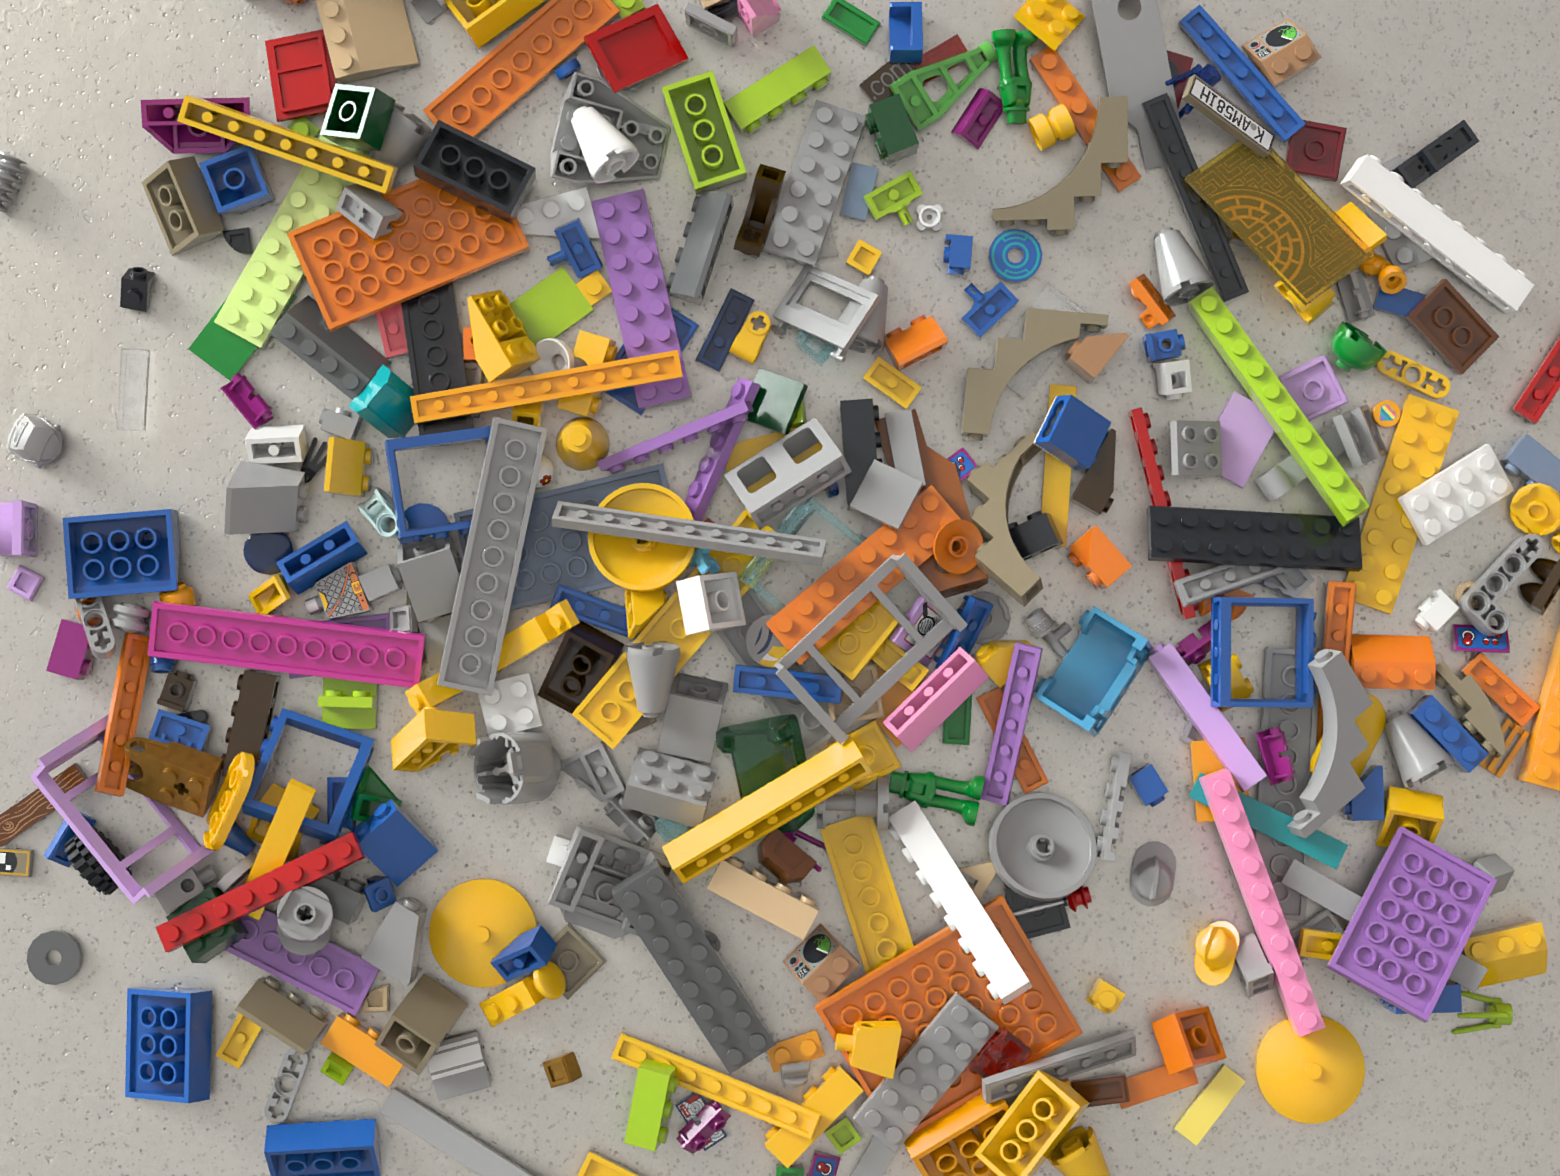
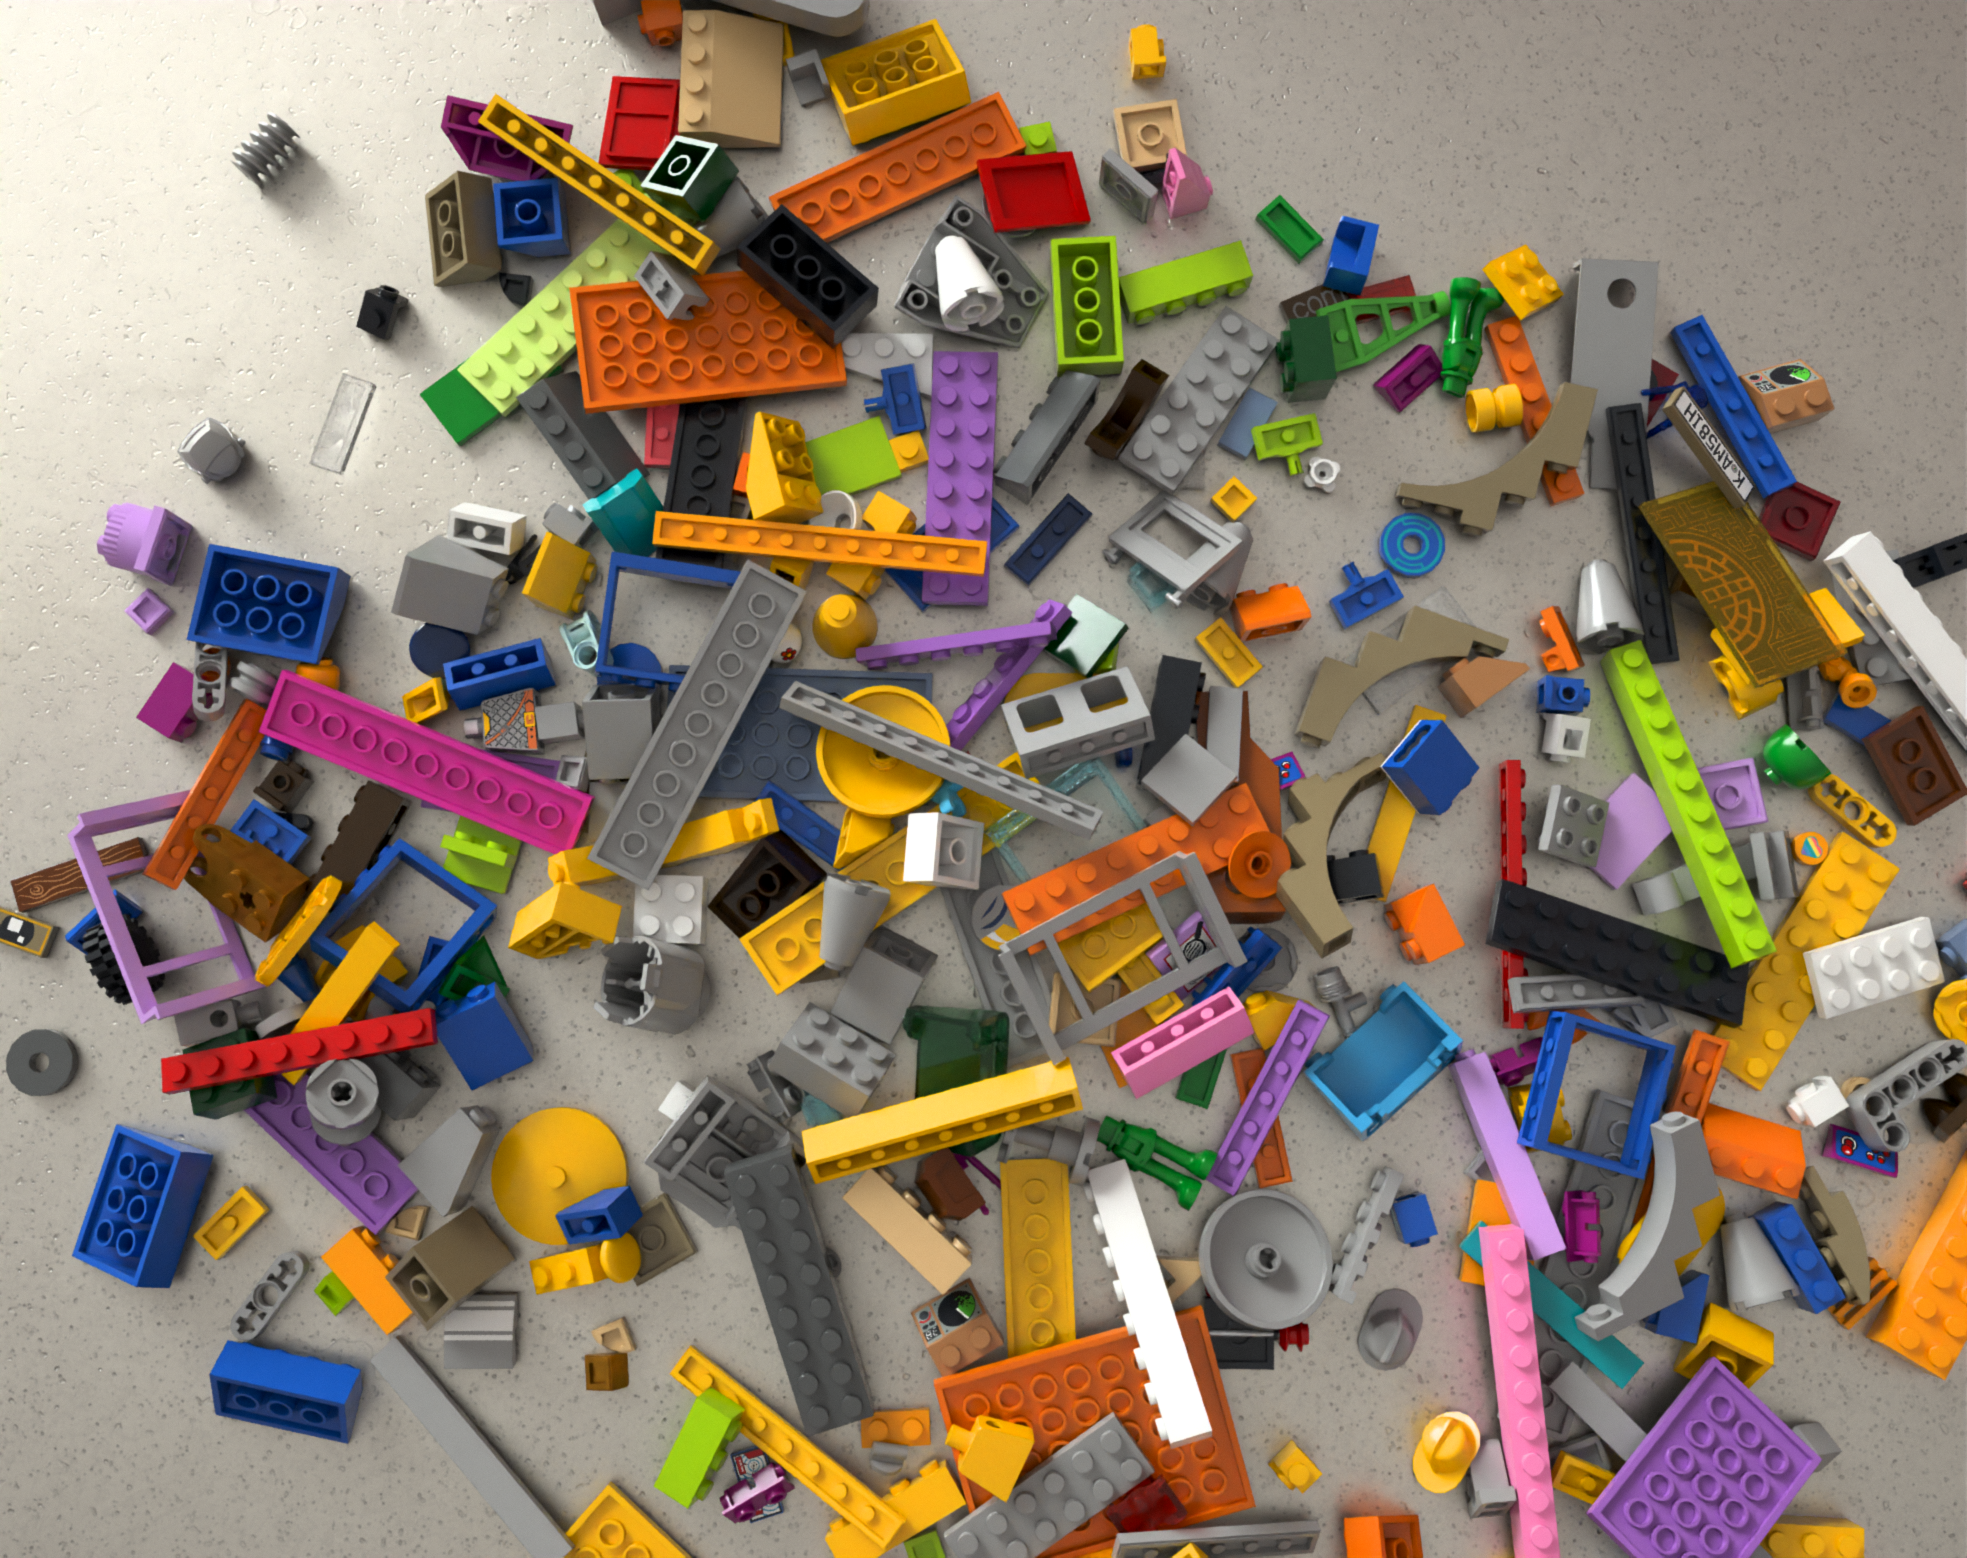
camera: 15 degrees right, 5 degrees down
(250, 406) = (469, 475): magenta hinge -> none
(283, 1014) = (287, 1209): dark tan slope -> none
(379, 893) = (447, 1092): blue bracket -> none
(561, 1042) = (615, 1336): none -> tan tile
(567, 69) = (944, 195): blue tile -> none
(595, 771) = (749, 1017): light grey wing -> none
(749, 341) = (1073, 558): yellow piece -> none
(765, 682) = (985, 966): blue plate -> none
(876, 752) = (1093, 1084): yellow plate -> none
(958, 254) = (1346, 524): blue brick -> none
(1098, 482) = (1445, 834): dark brown slope -> none
(1501, 689) = (1876, 1222): orange plate -> none

